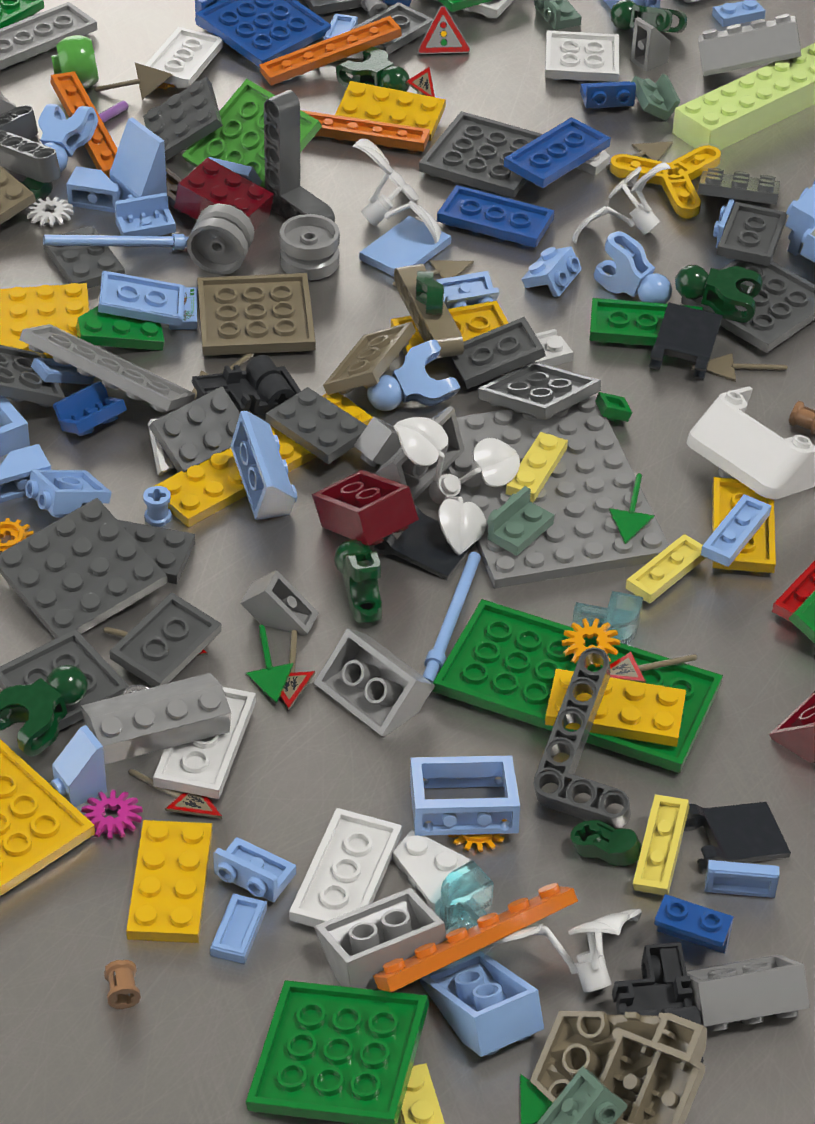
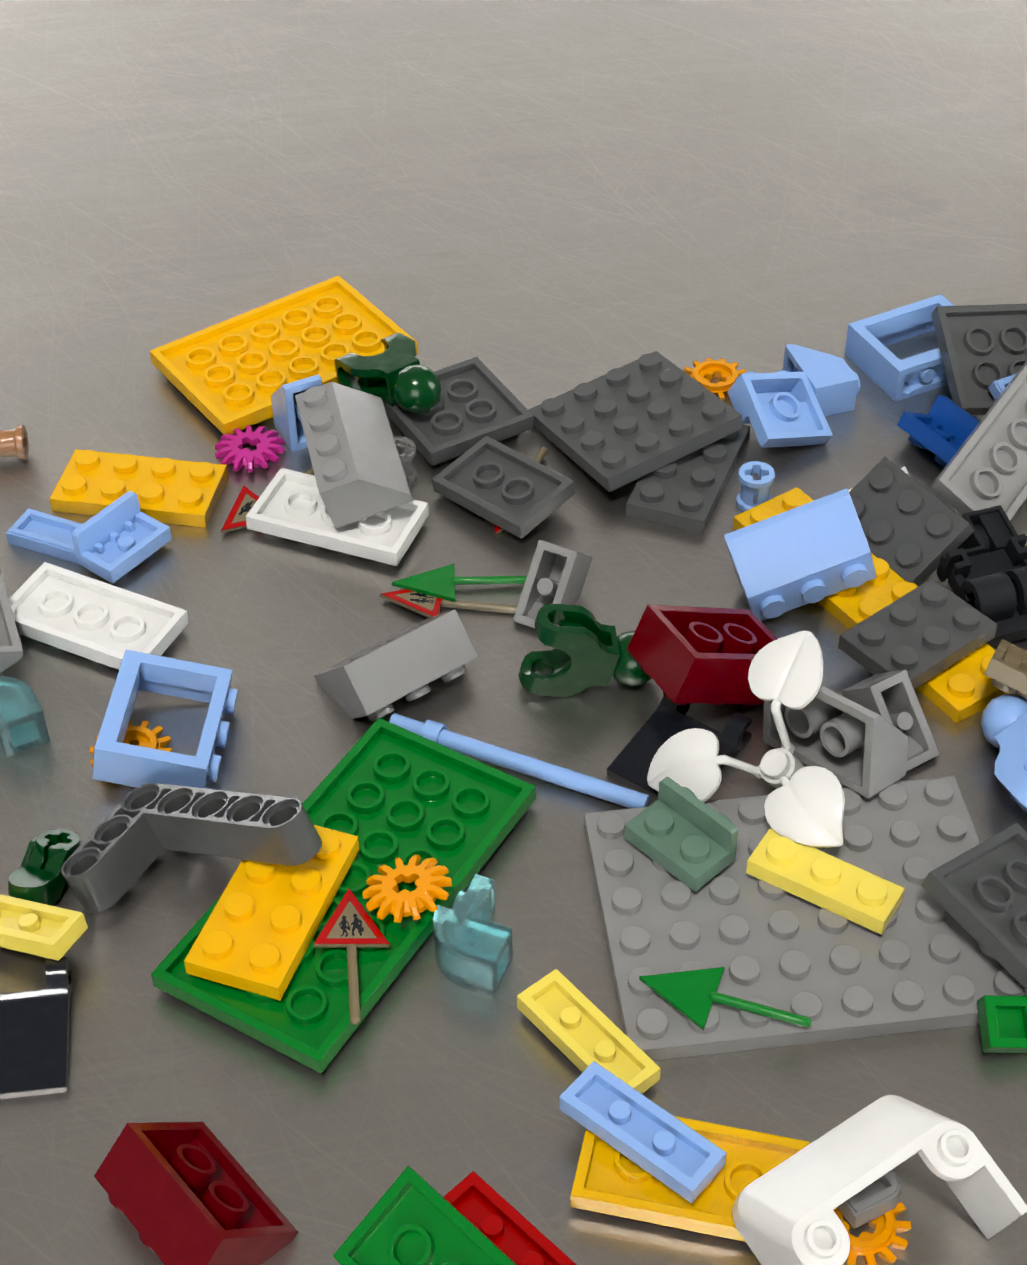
camera: 100 degrees right, 0 degrees up
(426, 865) = (76, 699): white wing -> none

